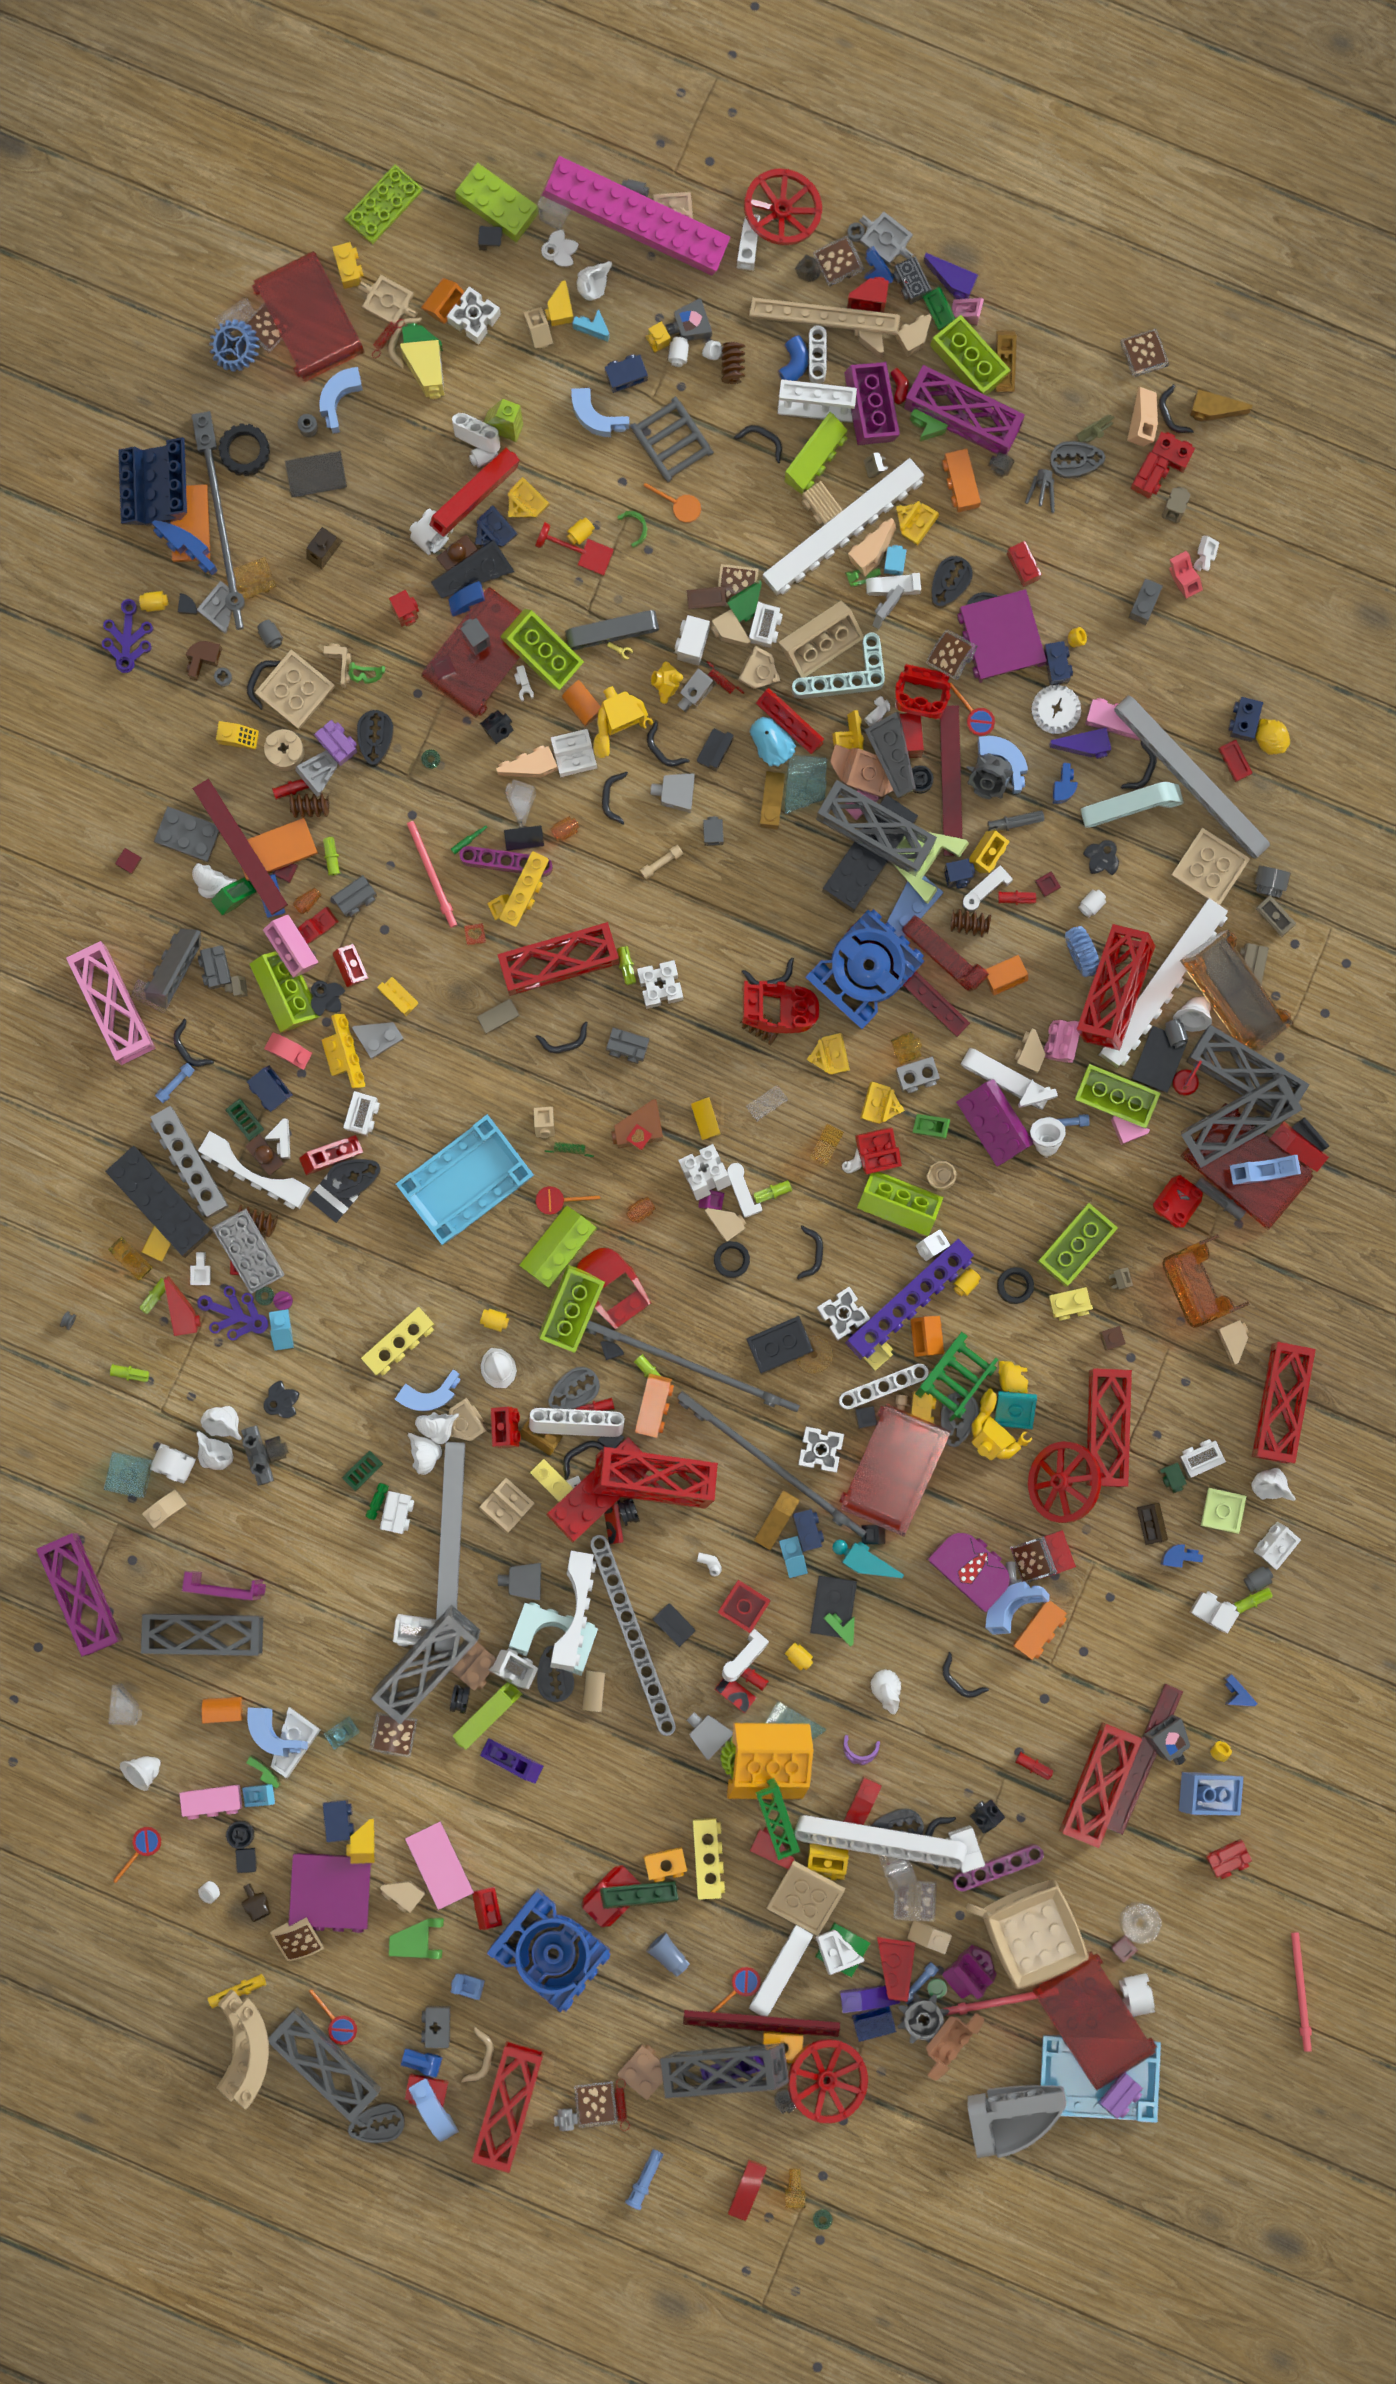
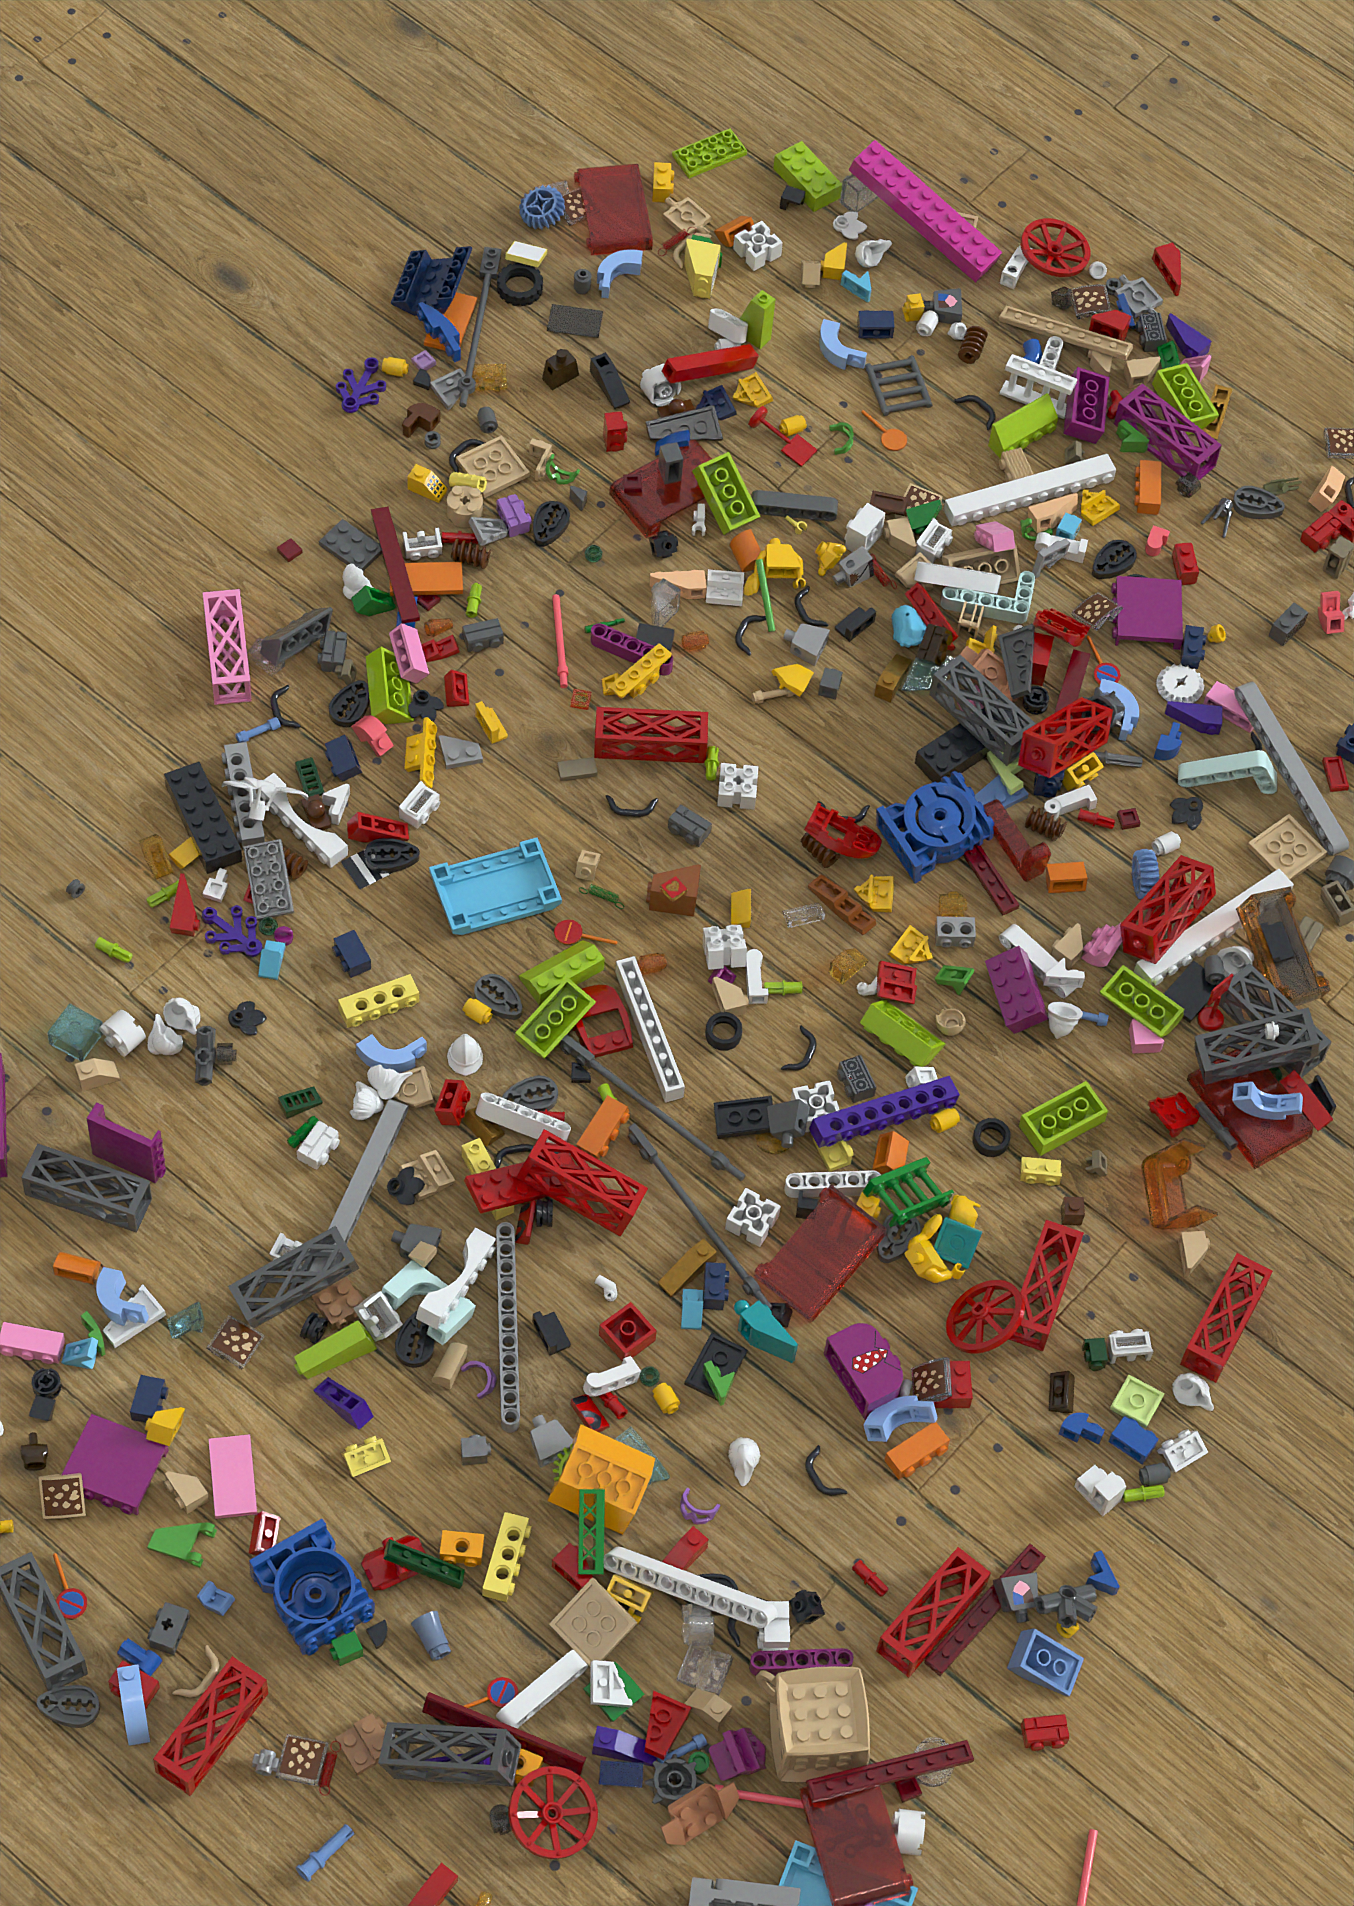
camera: 15 degrees right, 25 degrees down
(179, 581) = (423, 361): none -> lavender tile
(208, 1175) = (258, 807): none -> white plant
(238, 410) = (526, 254): none -> white tile
(258, 810) = (422, 546): none -> white window
(263, 1024) = (348, 695): none -> black piece
(277, 721) = (462, 479): none -> light yellow axle
(355, 1302) = (351, 953): none -> dark blue brick
(377, 543) = (608, 380): none -> black slope
(394, 697) = (578, 497): none -> dark grey slope
(494, 1527) = (407, 1188): none -> black plate
(509, 1284) = (503, 988): none -> dark grey piece
(532, 1595) = (423, 1253): none -> tan slope
(549, 1804) = (366, 1456): none -> light yellow bracket
(597, 1992) = (346, 1648): none -> green brick
(618, 755) = (765, 595): none -> bright green bar
(620, 1966) = (378, 1633): none -> black tile
(631, 1685) = (491, 1377): none -> medium lavender helmet
(645, 1766) = (475, 1450): none -> flat silver brick
(662, 1284) = (649, 1029): none -> white brick
(676, 840) = (793, 678): none -> yellow slope
(782, 1638) = (649, 1371): none -> clear green plate
(800, 1080) = (844, 907): none -> dark orange slope
(802, 666) = (957, 577): none -> white beam
(804, 759) = (934, 645): none -> dark brown brick
(824, 1346) = (788, 1121): none -> dark grey torso
(826, 606) = (994, 536): none -> bright pink brick
(829, 702) = (971, 624): none -> tan piece
(834, 218) = (1097, 270): none -> white tile
(871, 1267) = (856, 1079): none -> brick
(906, 182) = (1168, 261): none -> red slope
(943, 867) = (1046, 746): none -> red piece
(985, 544) = (1157, 538): none -> coral leg
(1108, 1954) = (889, 1771): none -> dark red tile
(1218, 1742) = (1069, 1604): none -> dark grey piece
(1228, 985) = (1277, 941): none -> black panel
(1231, 1551) = (1133, 1439): none -> blue brick
(1254, 1113) = (1271, 1031): none -> white plate

